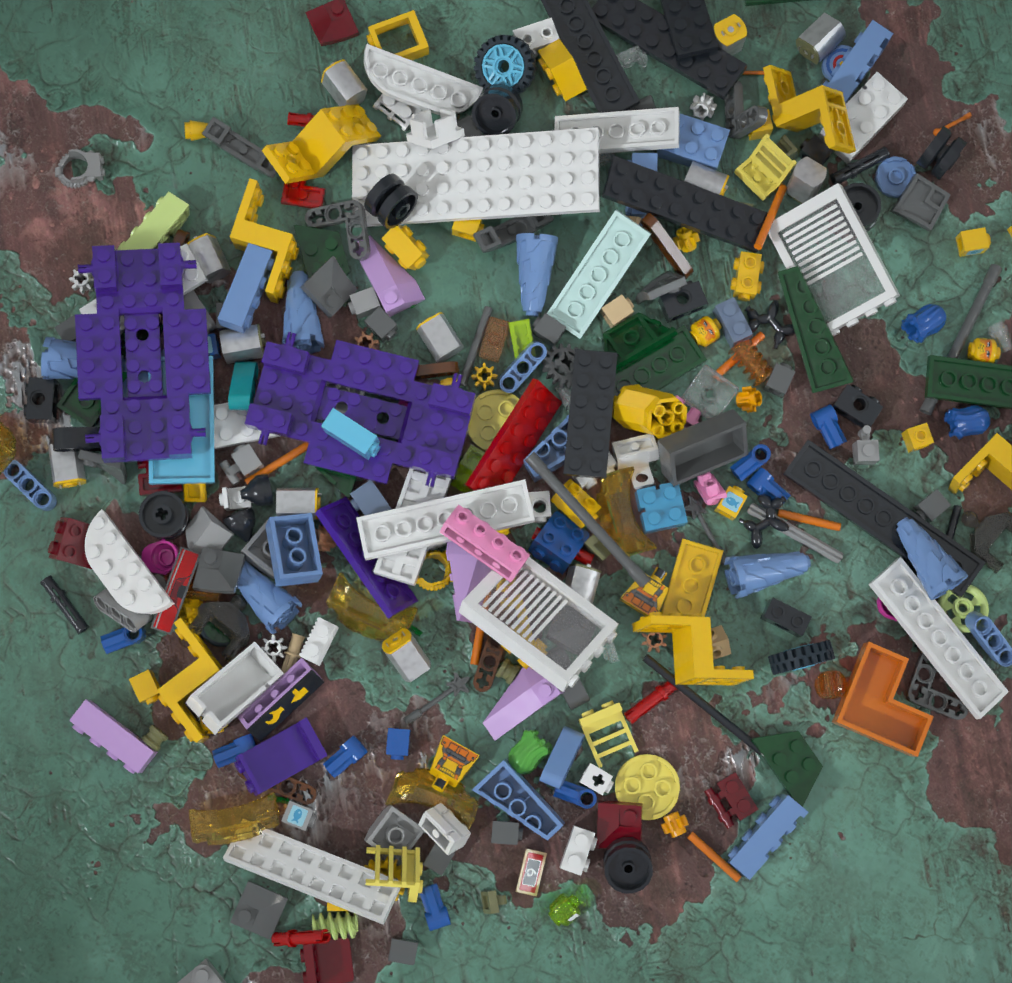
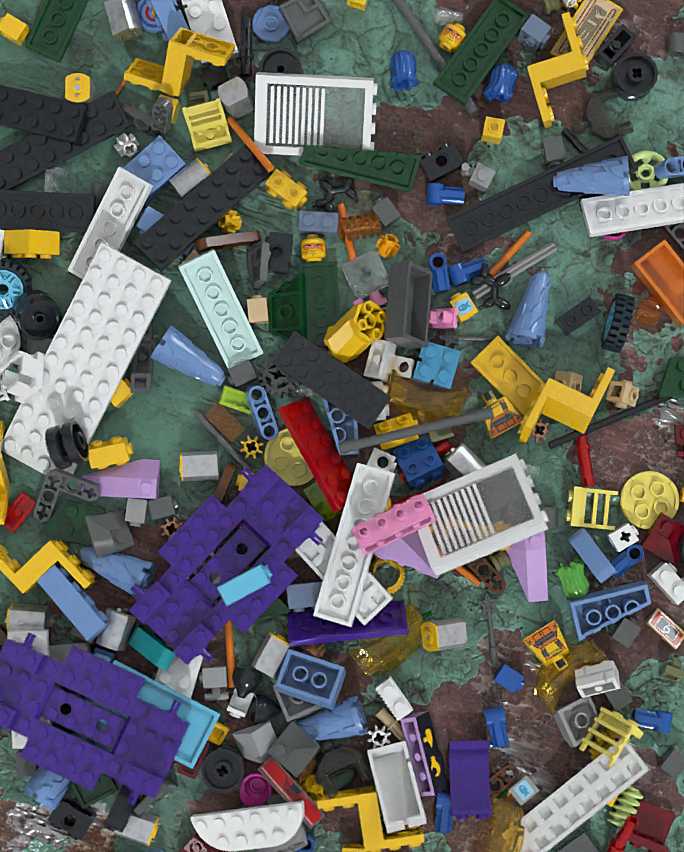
camera: 50 degrees left, 5 degrees up
(735, 702) = (622, 393): none -> tan brick

